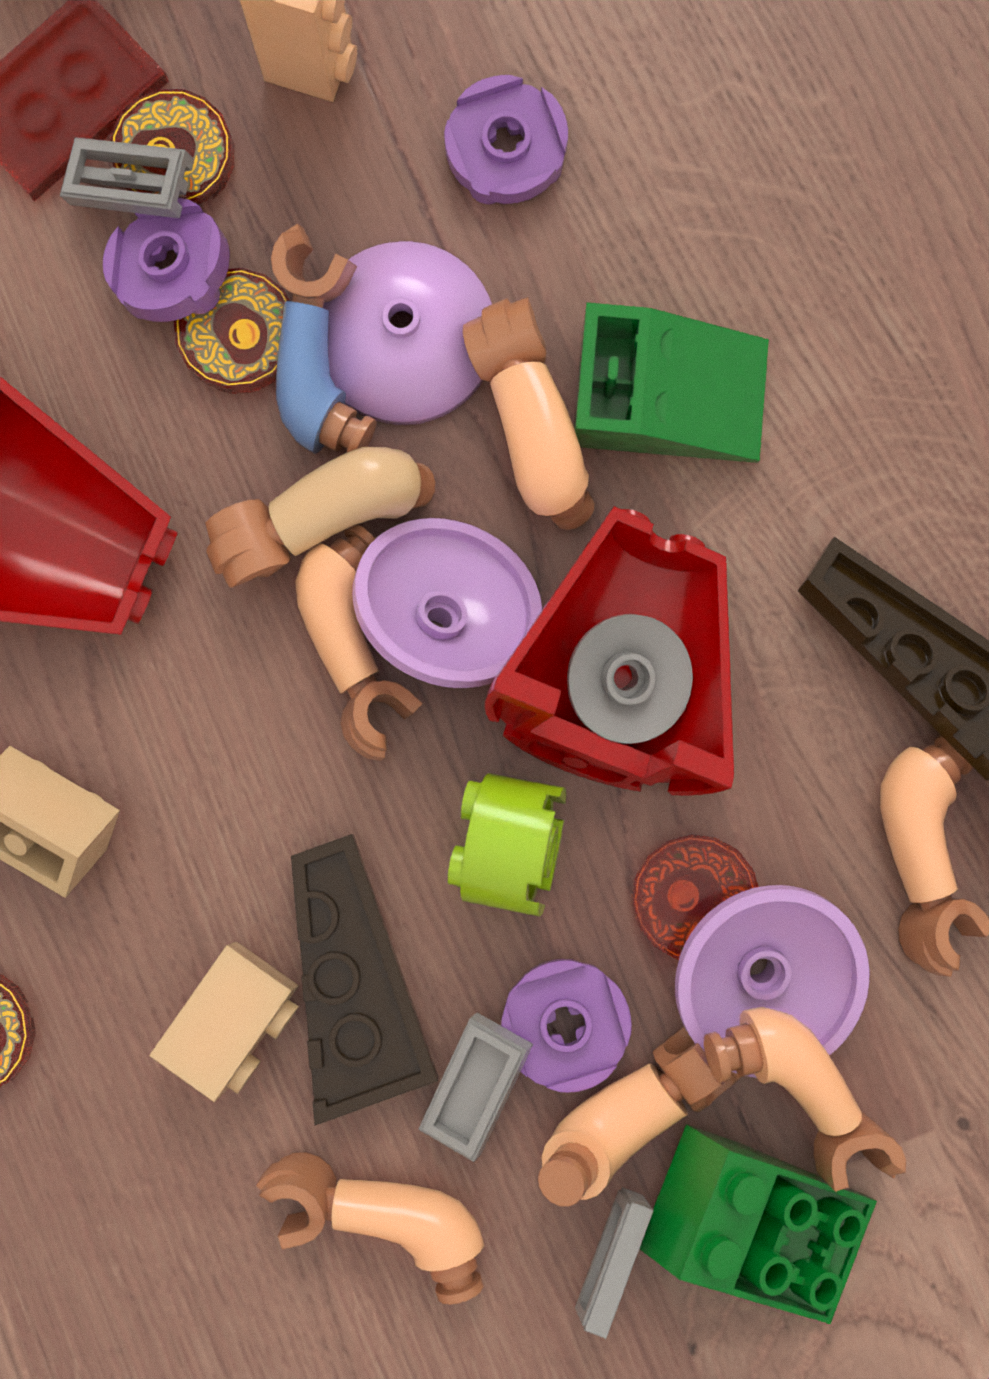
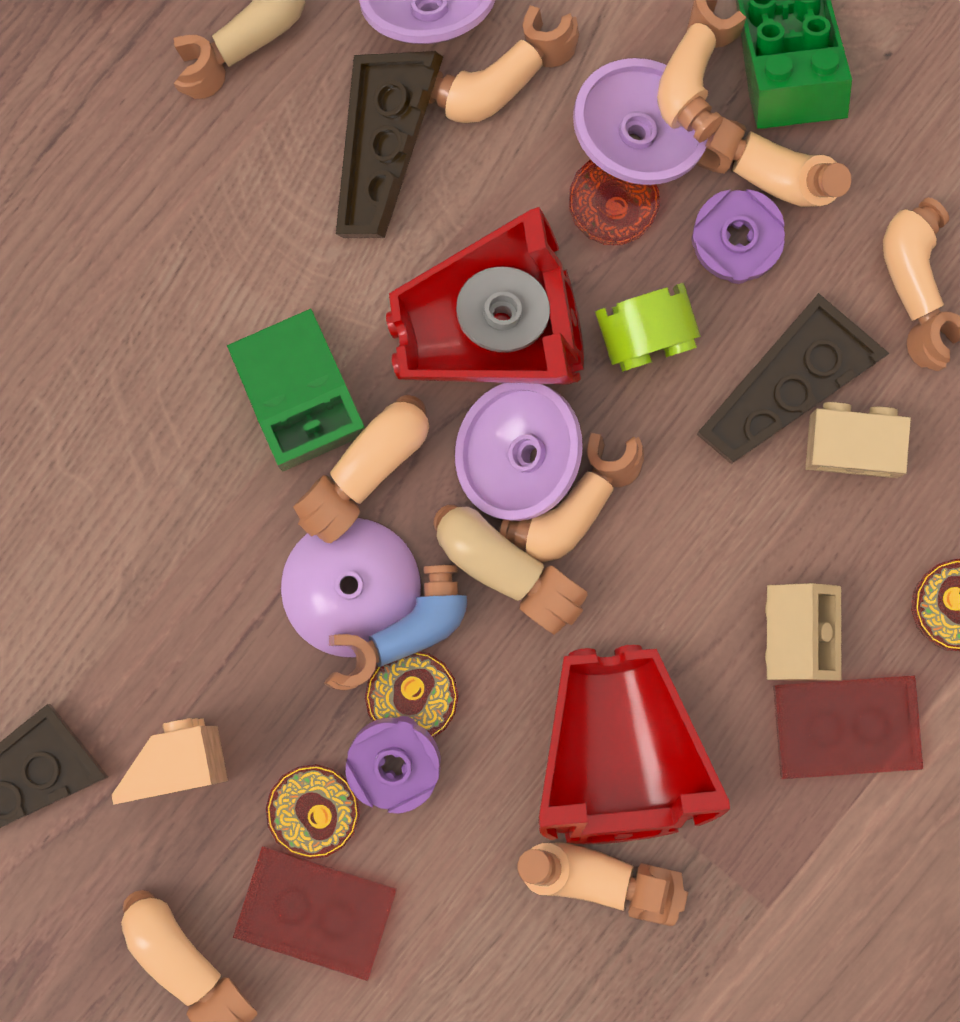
camera: 120 degrees left, 0 degrees up
(170, 185) = (341, 786): light grey tile -> none
(475, 1086) = (808, 268): light grey tile -> none
(523, 110) = (158, 593): medium lavender plate -> none
(613, 1261) = (864, 128): light grey tile -> none

